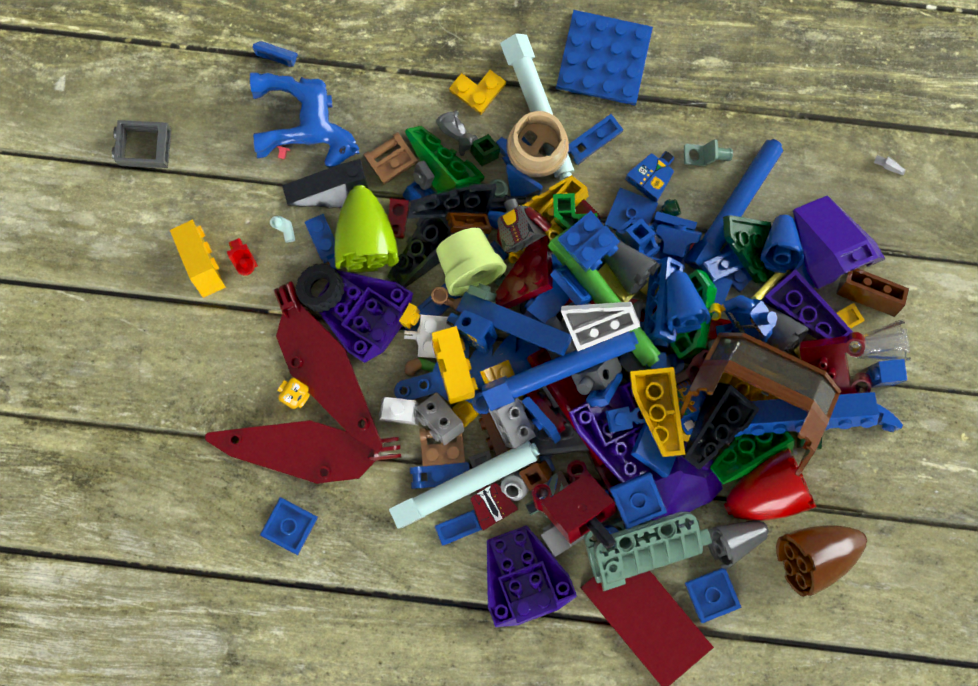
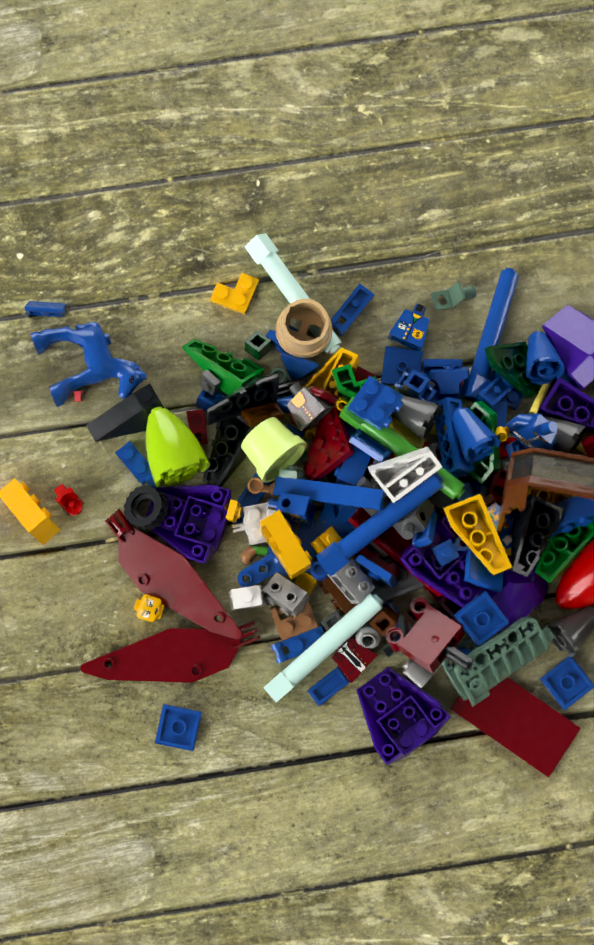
camera: 20 degrees left, 0 degrees up
(285, 226) = (98, 461): light aqua arm -> none
(394, 163) = (180, 379): medium nougat plate -> none
(454, 128) = (225, 333): dark grey animal -> none
(604, 57) = (339, 235): blue plate -> none
(671, 207) = (435, 352): dark green plate -> none

